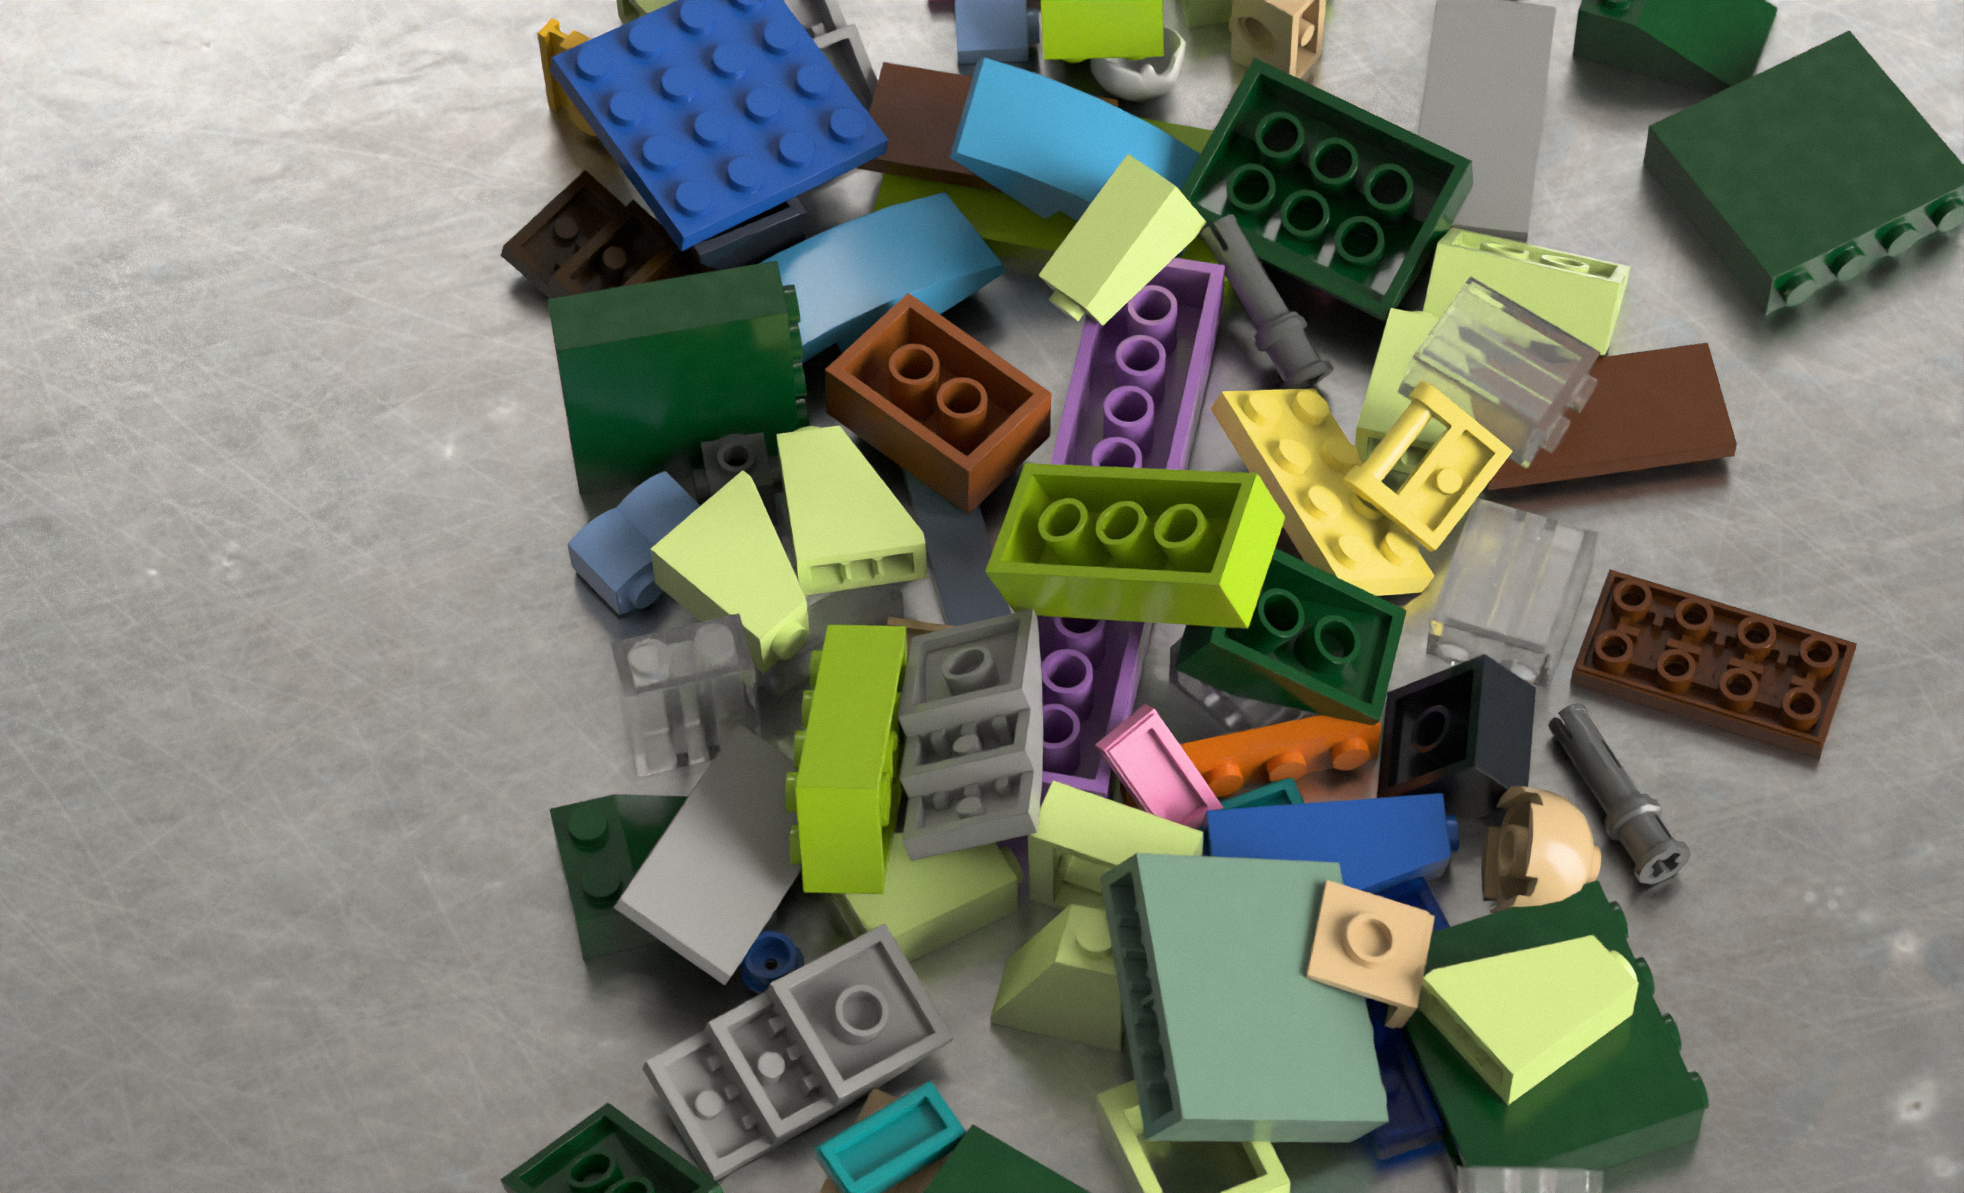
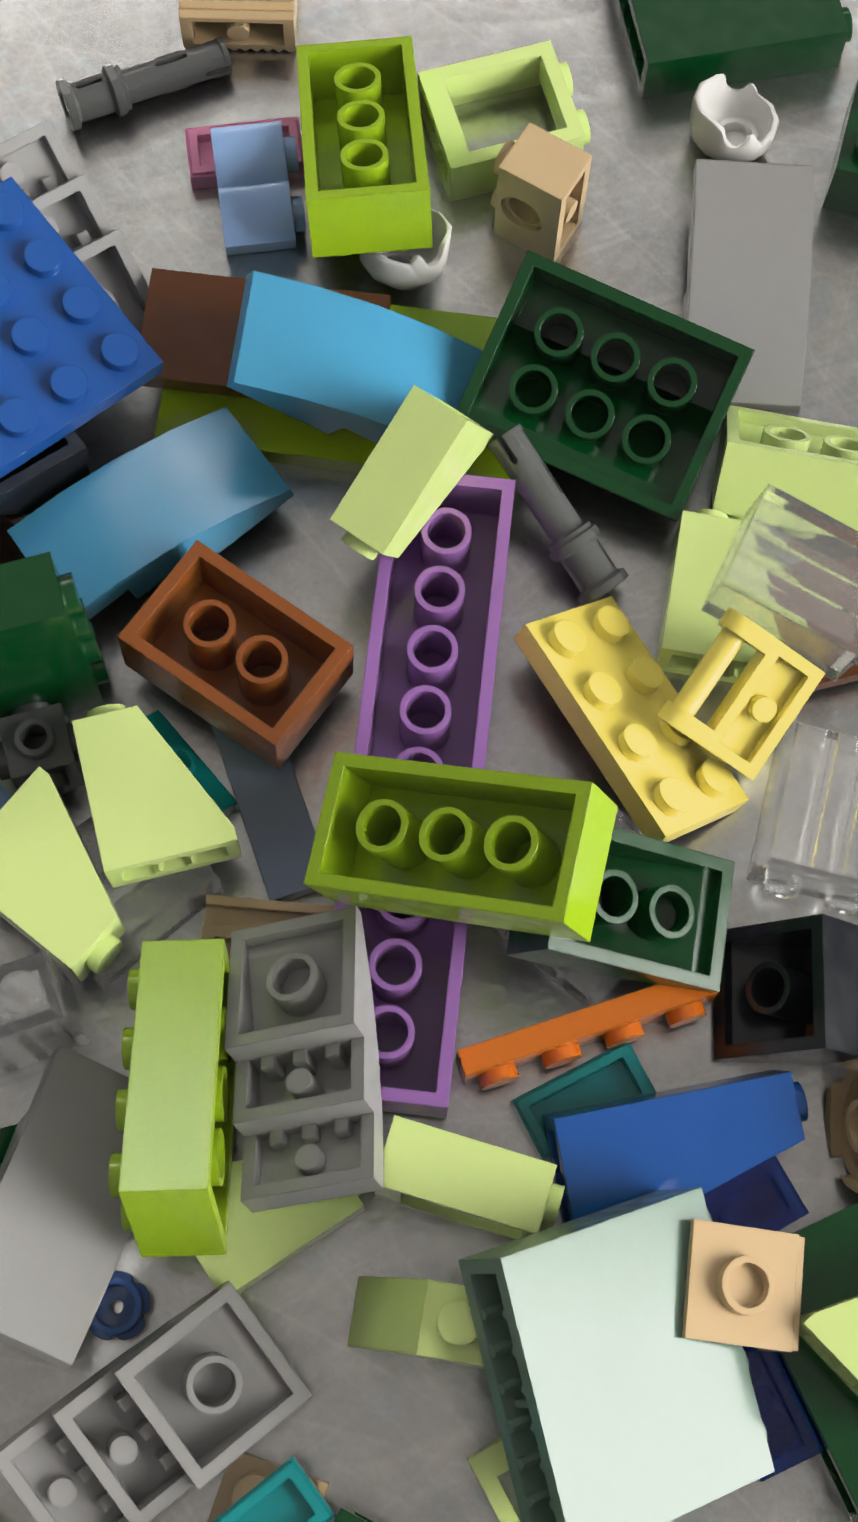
camera: 10 degrees left, 15 degrees up
(1157, 769) = (499, 1077): bright pink tile -> none

